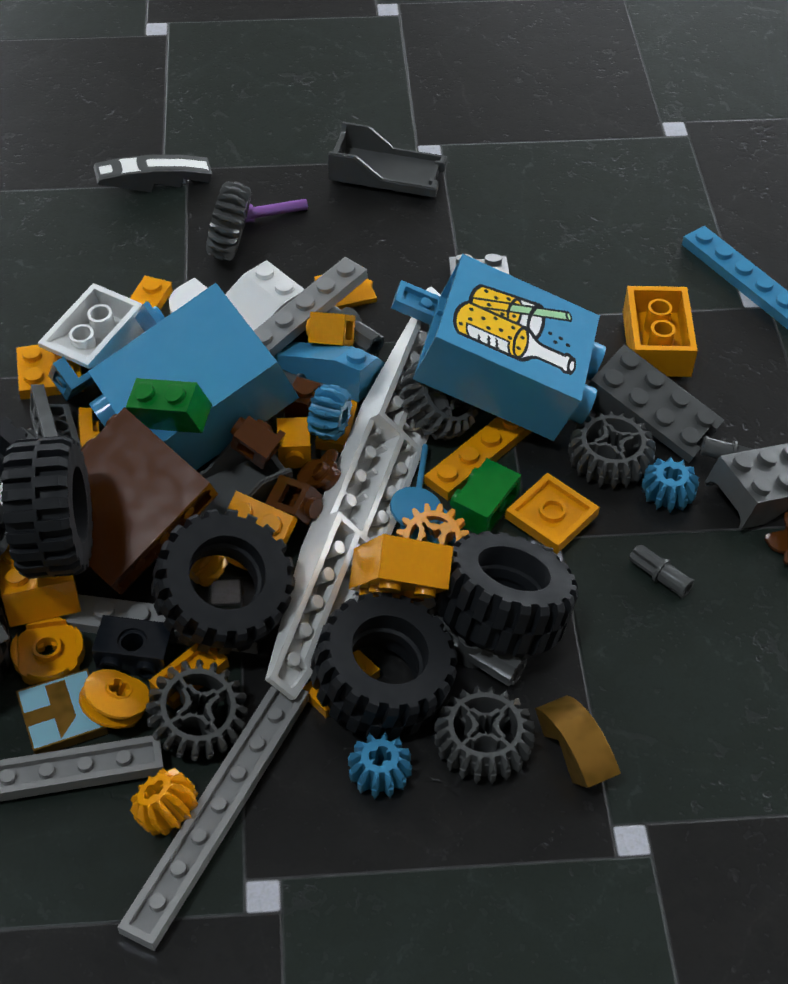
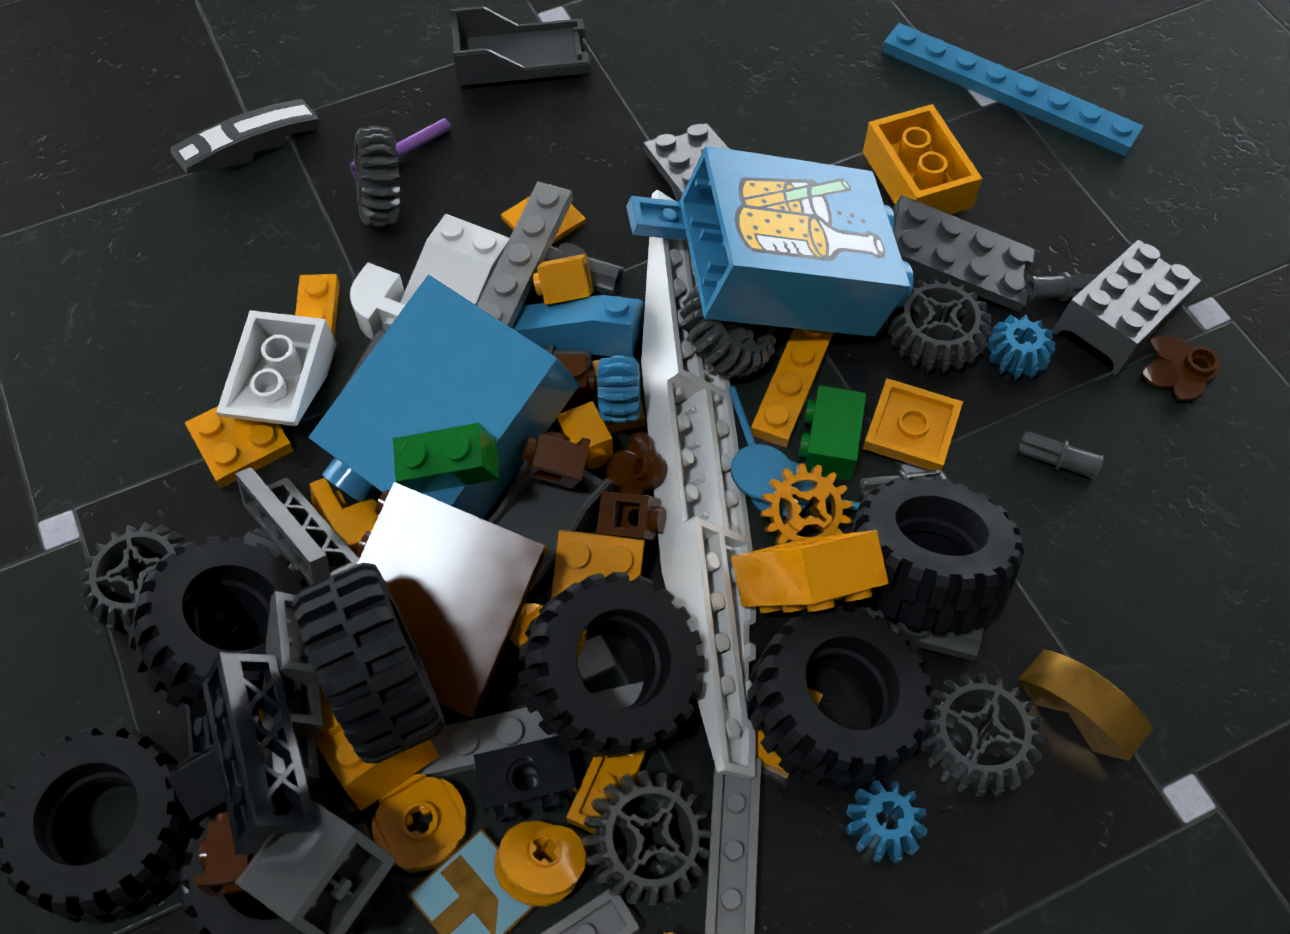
camera: 20 degrees left, 10 degrees up
(67, 380) = (282, 455): dark azure panel -> none

